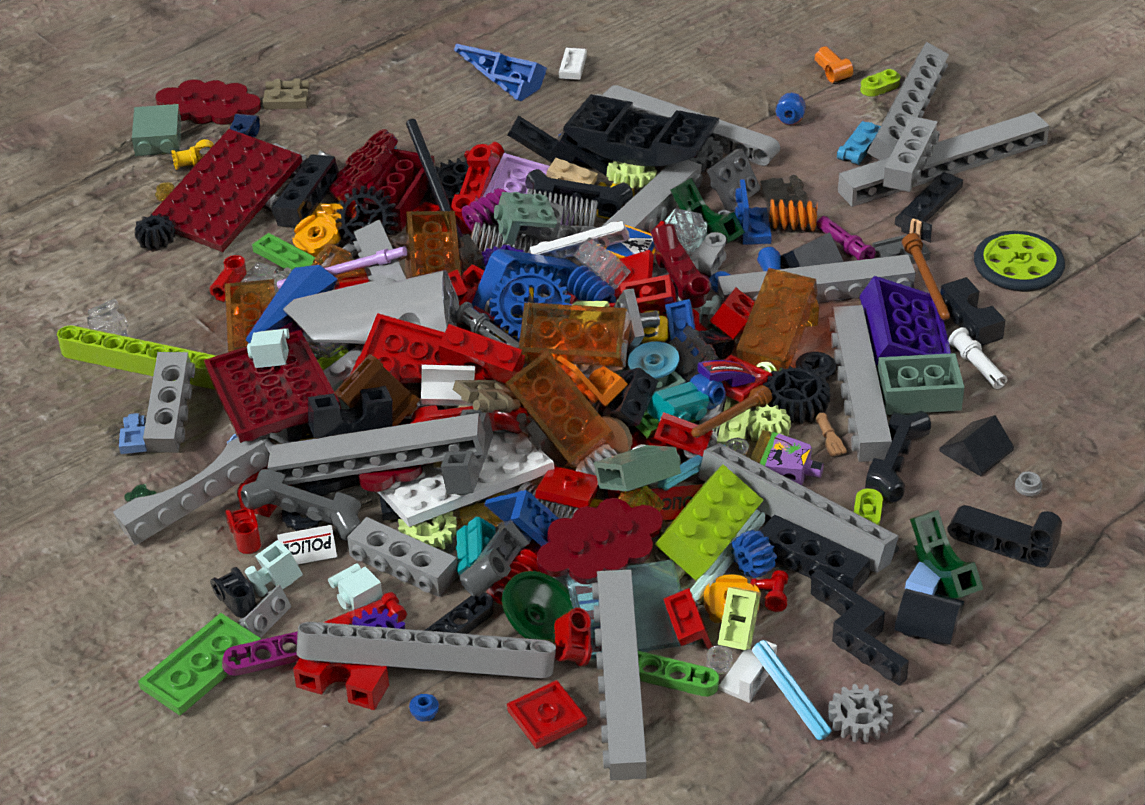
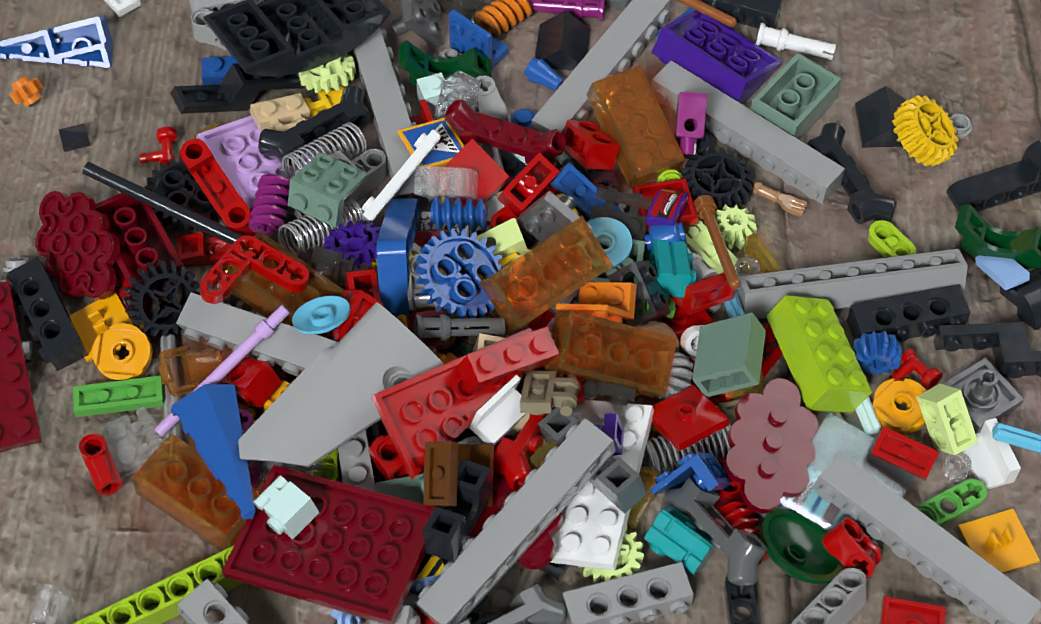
camera: 50 degrees left, 15 degrees up
(415, 269) = (321, 315): none -> medium azure dish
(420, 216) = (247, 260): none -> red beam
(447, 121) = (74, 137): none -> black slope
(450, 79) = (26, 90): none -> orange gear
(500, 451) = (614, 429): none -> dark purple tile
(683, 723) = (1000, 541): none -> light orange piece
(790, 458) = (792, 244): medium lavender torso -> none
(798, 633) = (985, 393): none -> flat silver plate
(817, 338) = (690, 108): none -> magenta torso
(984, 468) = (925, 131): none -> yellow gear

